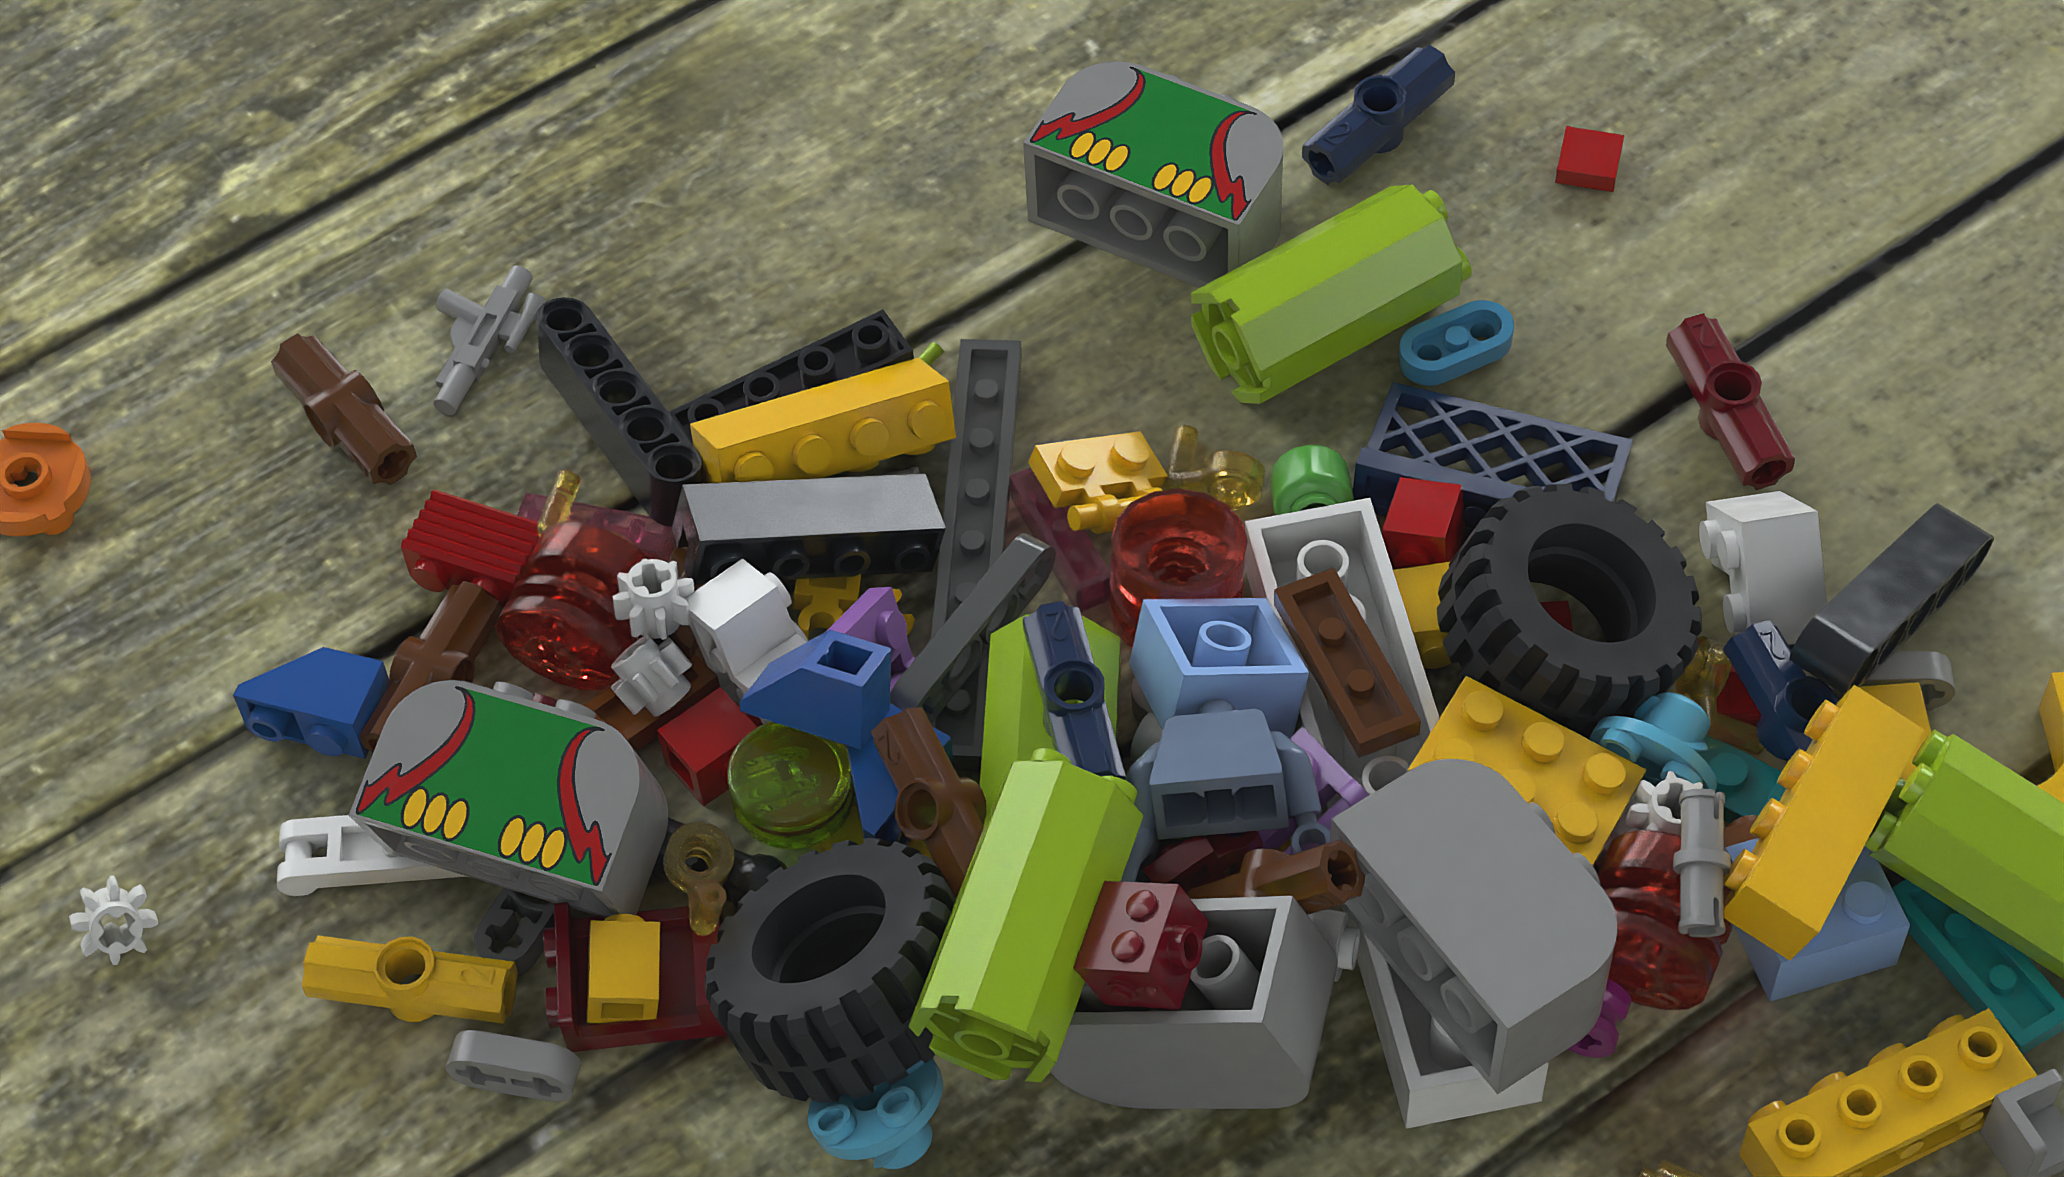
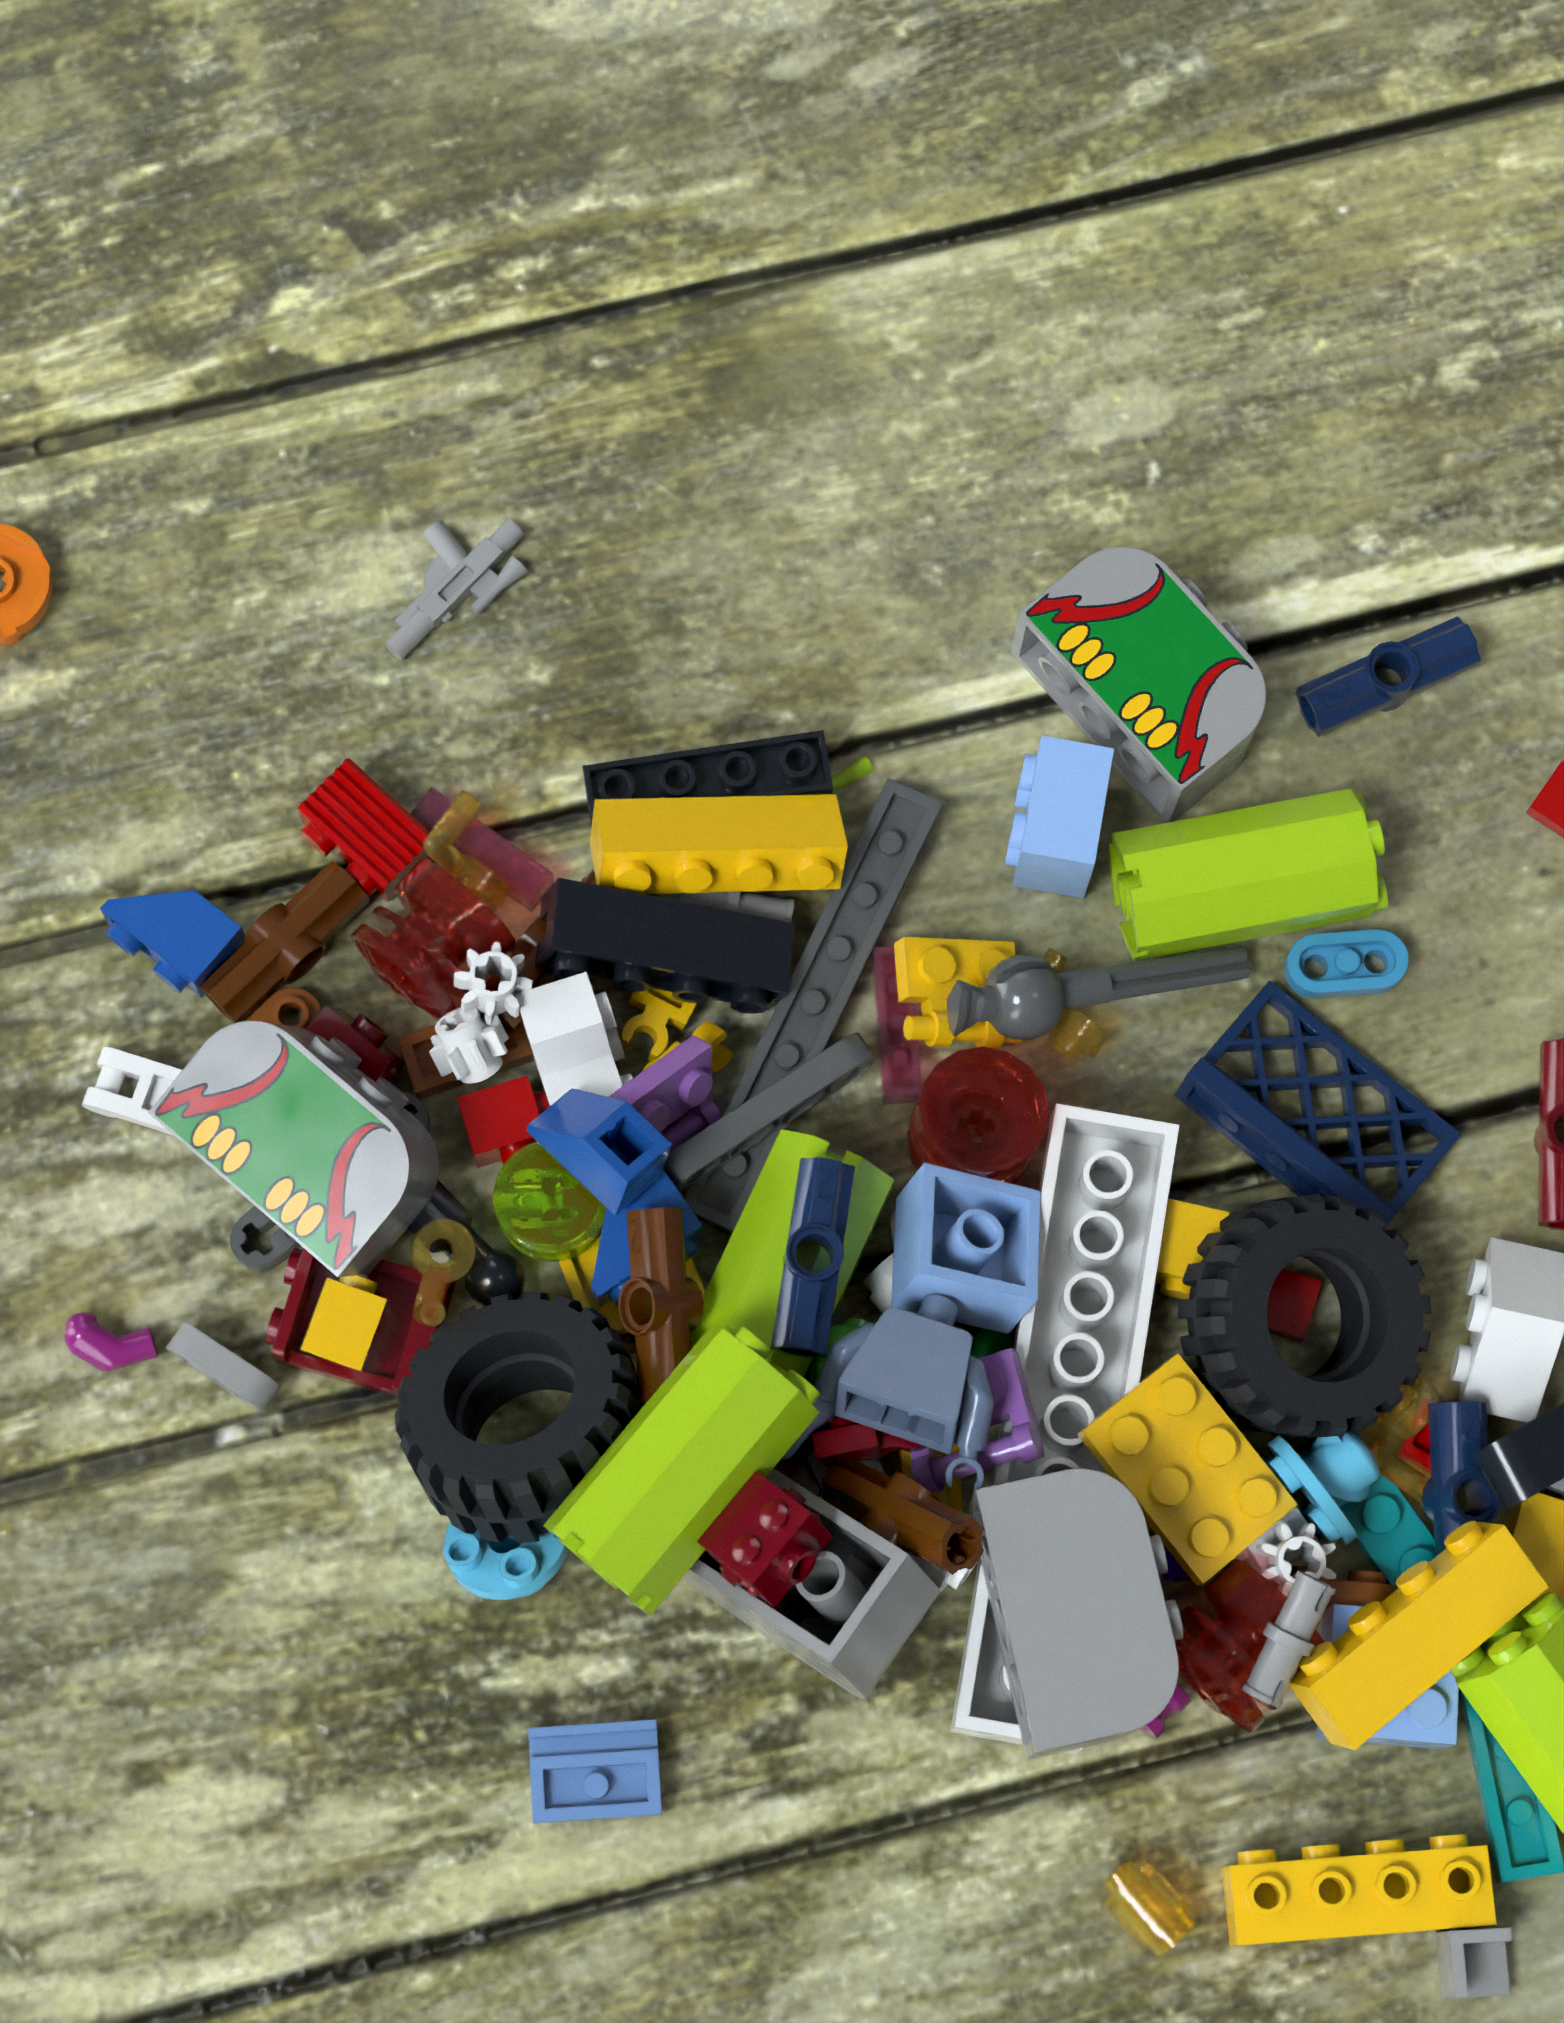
camera: 15 degrees right, 20 degrees up
(344, 409) = (299, 622): reddish brown piece -> none
(372, 972) = (131, 1230): yellow piece -> none
(383, 1098) = (104, 1349): none -> magenta arm
(616, 407) = (541, 760): black beam -> none
(1136, 305) = (1062, 822): none -> light blue brick
(1179, 446) = (1027, 995): none -> dark grey piece
(1309, 479) = (1140, 1073): bright green head -> none
(1346, 662) = (1078, 1297): reddish brown plate -> none
(1424, 523) = (1221, 1161): red brick -> none

